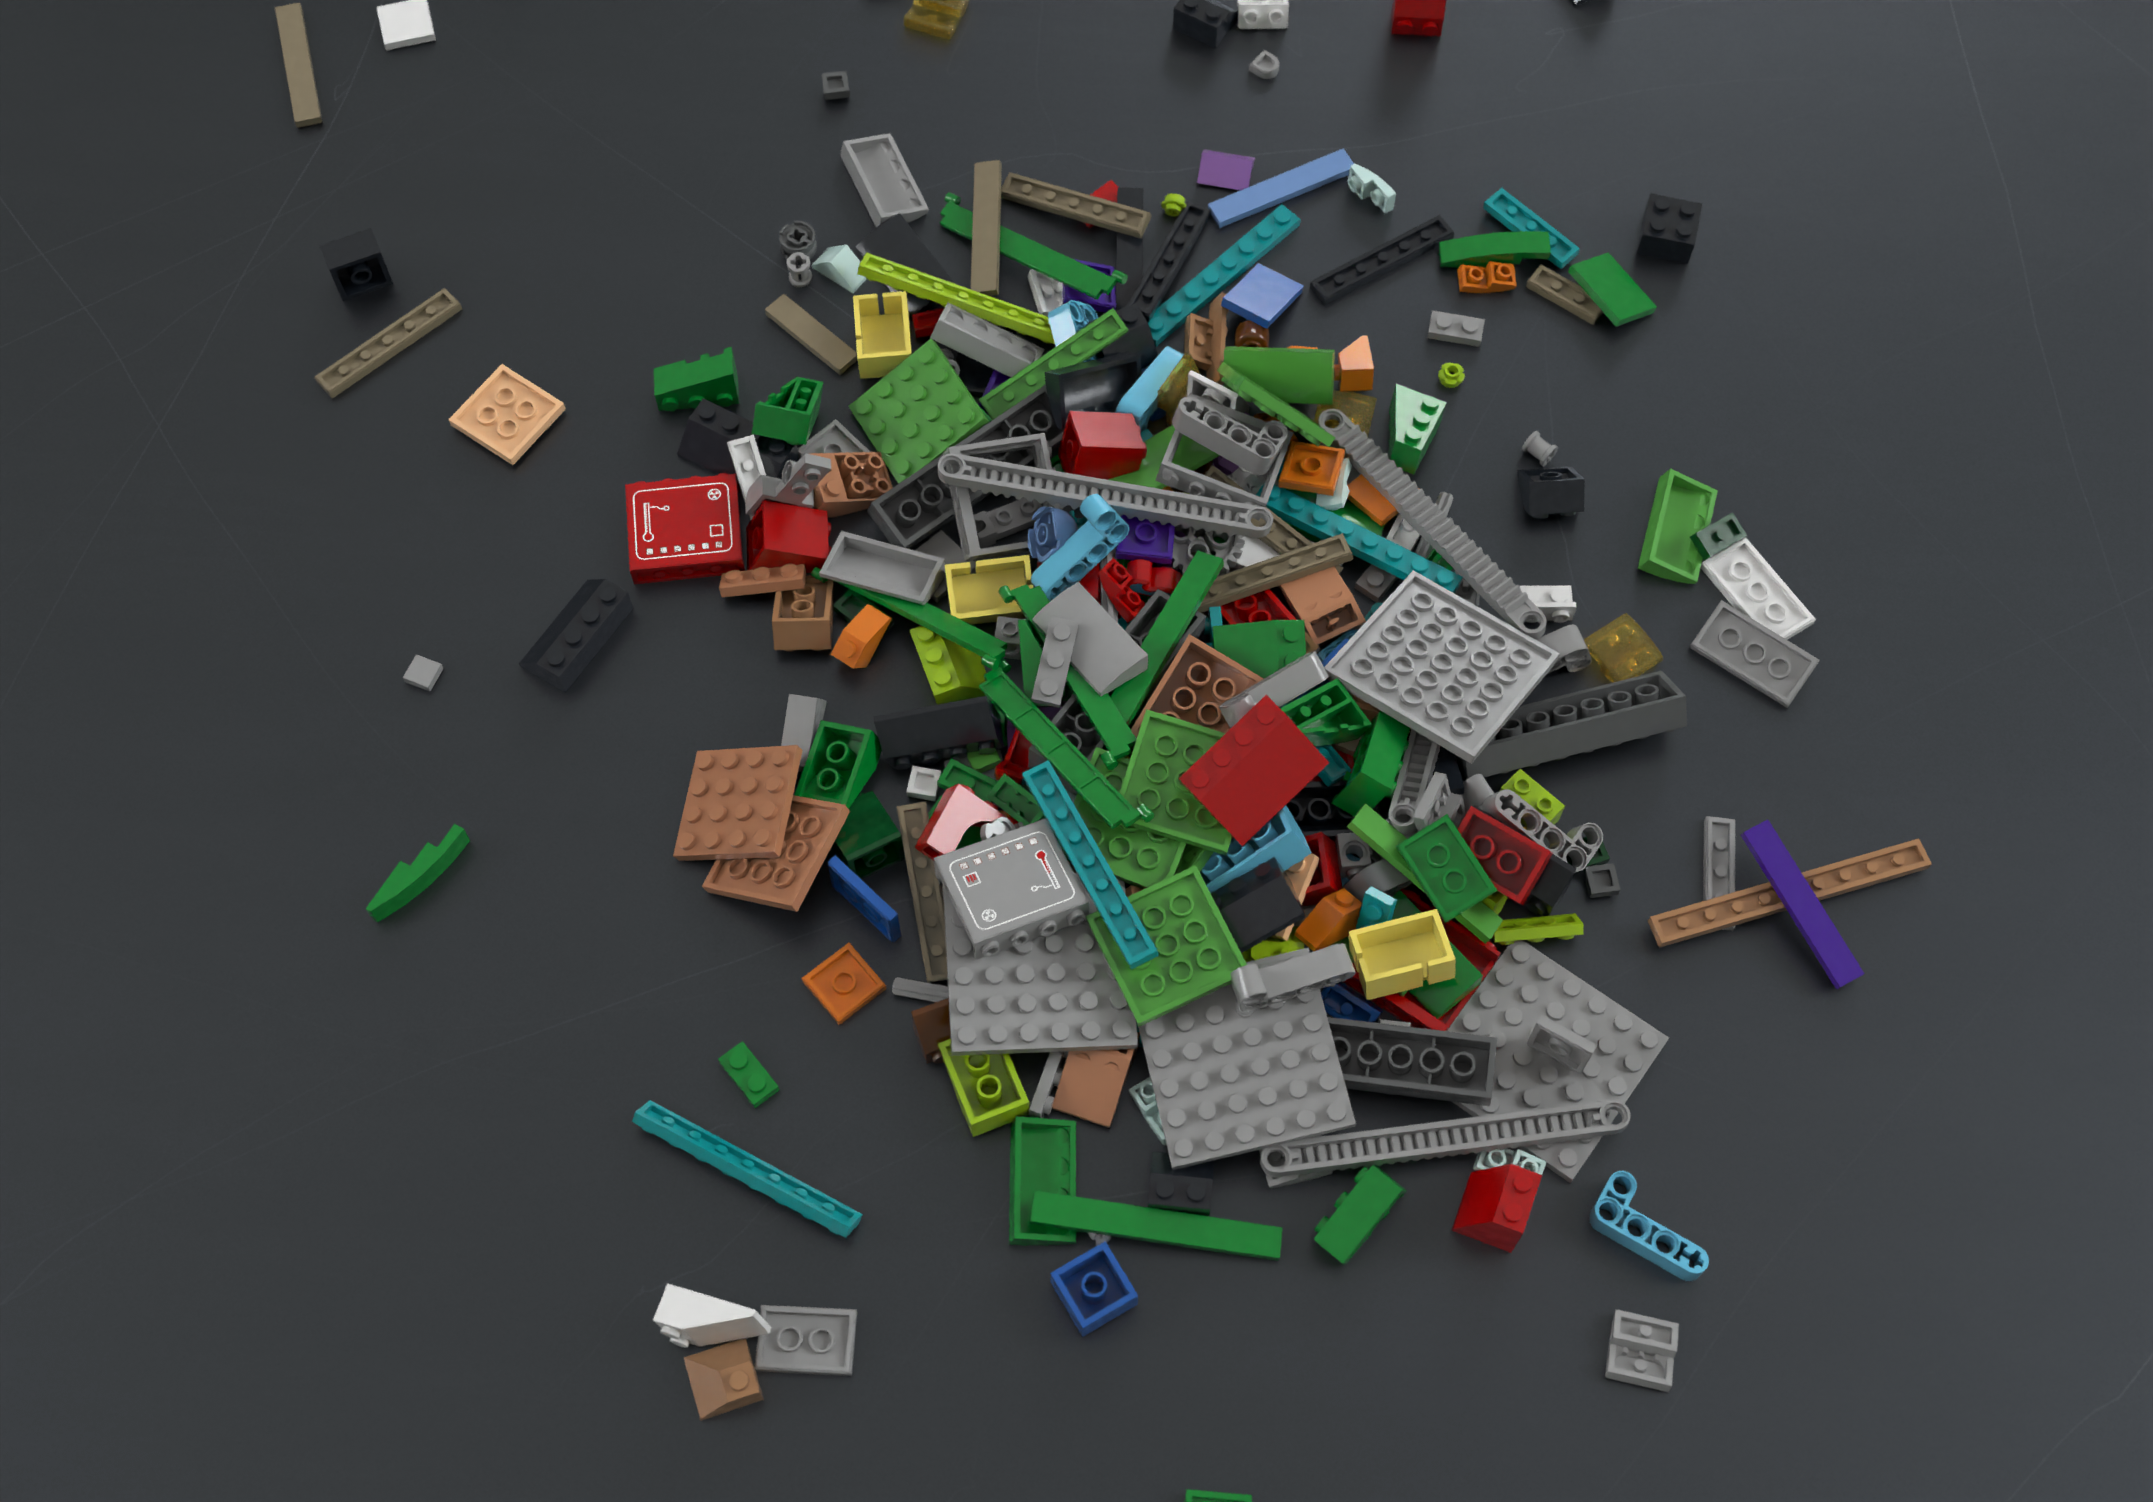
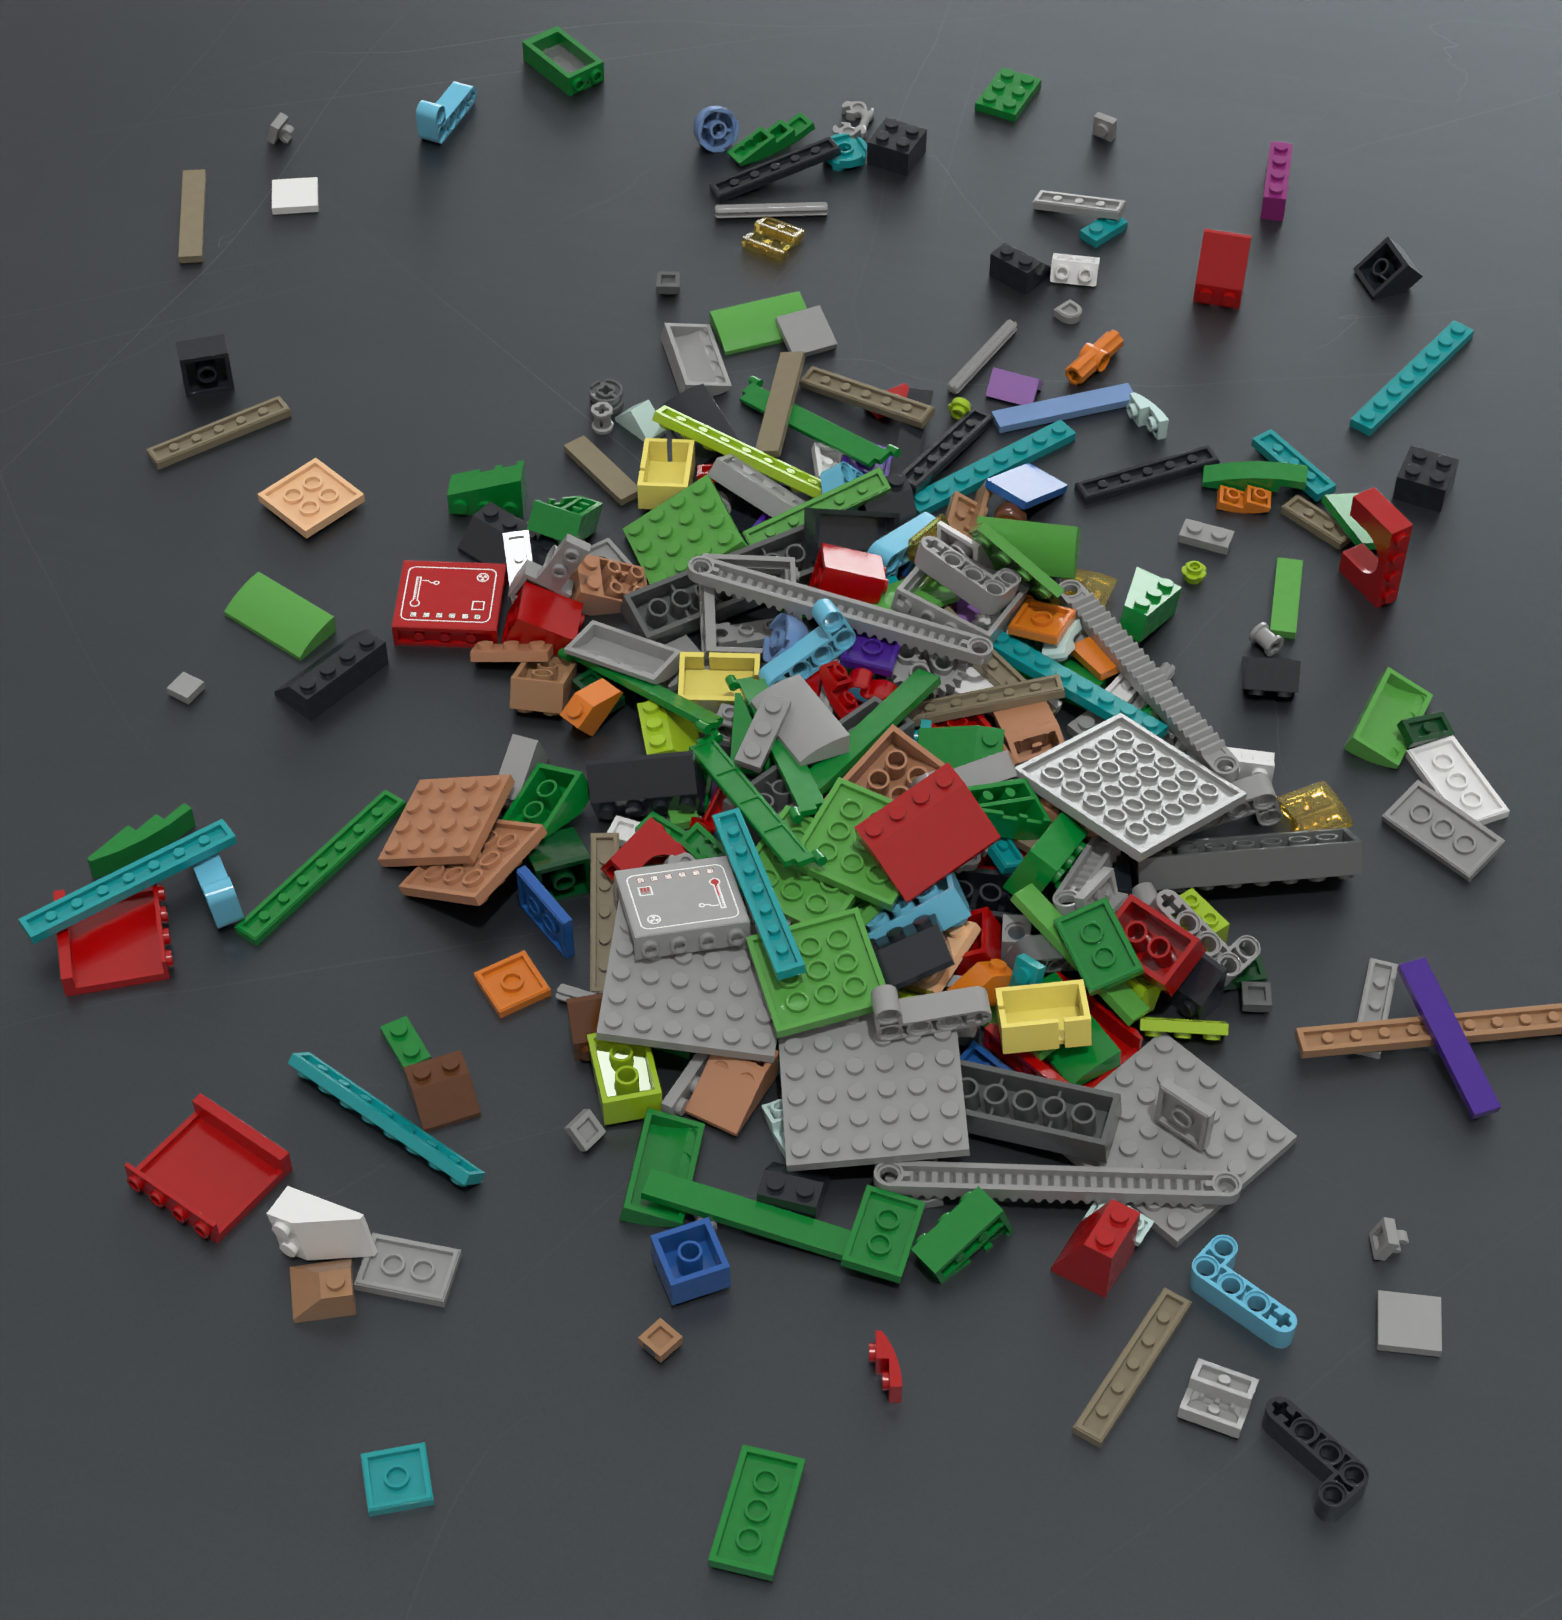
camera: 10 degrees right, 15 degrees down
(412, 996) = (117, 945): none -> red panel
(416, 934) = (127, 881): none -> teal plate
(505, 569) = (280, 616): none -> bright green slope
(508, 915) = (218, 891): none -> medium azure beam
(576, 1260) = (211, 1170): none -> red panel
(614, 873) = (320, 868): none -> green tile
(799, 1128) = (441, 1091): none -> reddish brown slope
(945, 124) = (752, 323): none -> bright green slope
(955, 1149) = (585, 1130): none -> light grey plate
(995, 130) = (806, 331): none -> light grey tile
(1079, 1381) = (660, 1340): none -> medium nougat plate
(1185, 135) = (984, 354): none -> light grey axle
(1281, 1224) = (883, 1234): none -> green plate
(1303, 121) = (1094, 357): none -> orange piece
(1308, 1366) = (886, 1365): none -> red slope
(1355, 367) = (1100, 551): orange slope -> none
(1550, 393) = (1286, 597): none -> bright green tile
(1551, 1329) = (1131, 1368): none -> dark tan tile
(1632, 101) = (1411, 378): none -> teal plate
(1659, 324) = (1391, 532): none -> red arch
(1743, 1402) = (1285, 1422): none -> black beam
(1776, 1144) = (1386, 1239): none -> light grey tile
(1812, 1233) = (1409, 1323): none -> light grey tile

